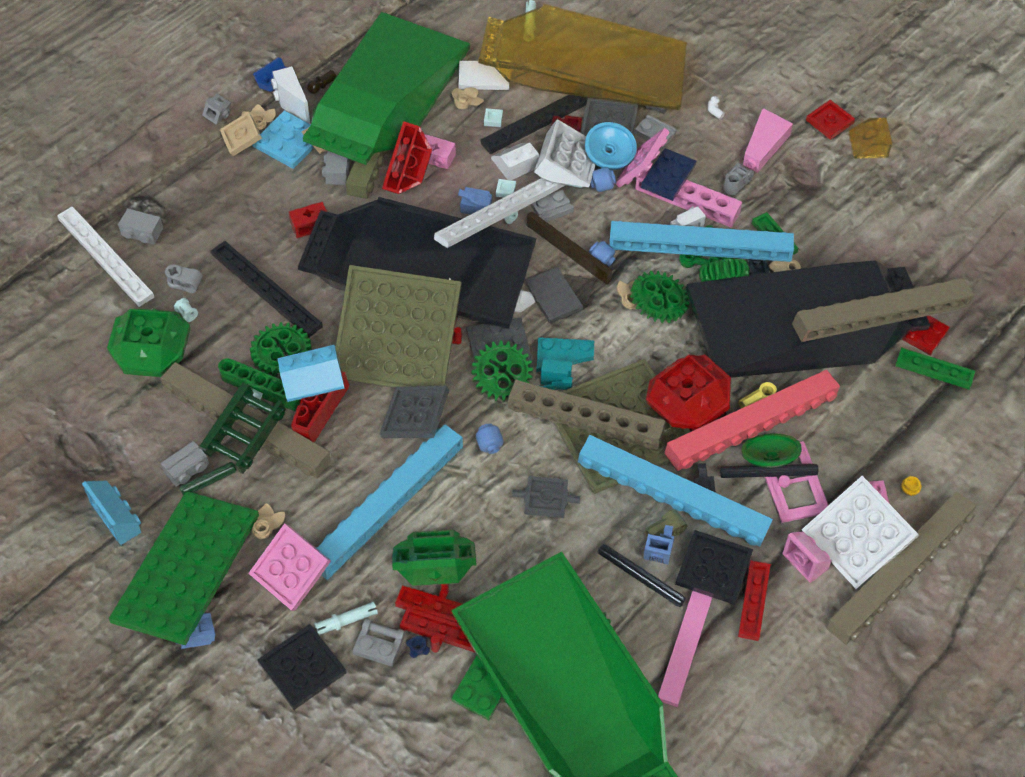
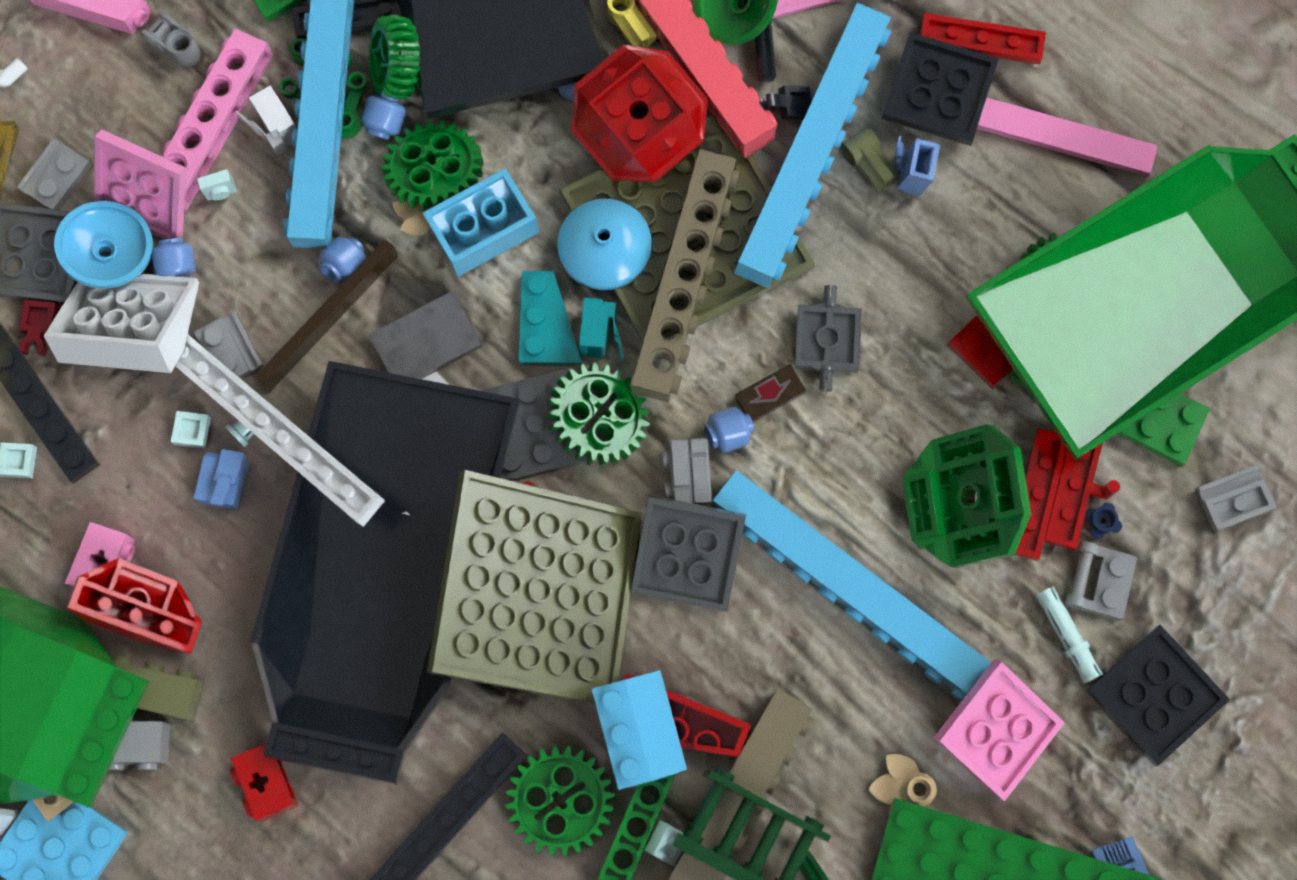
camera: 90 degrees left, 20 degrees up
(425, 728) = (1235, 498): none -> light grey plate
(463, 417) = (689, 471): none -> light grey brick
(512, 465) = (770, 393): none -> dark brown tile
(516, 160) = (119, 415): white slope -> none
(609, 386) = (608, 262): none -> medium azure dish
(622, 317) = (481, 222): none -> medium azure slope
(641, 575) = (951, 197): black axle -> none
(647, 199) = (217, 185): none -> light aqua plate
(668, 174) = (180, 140): dark blue plate -> none
(689, 272) = (383, 116): none -> medium blue head

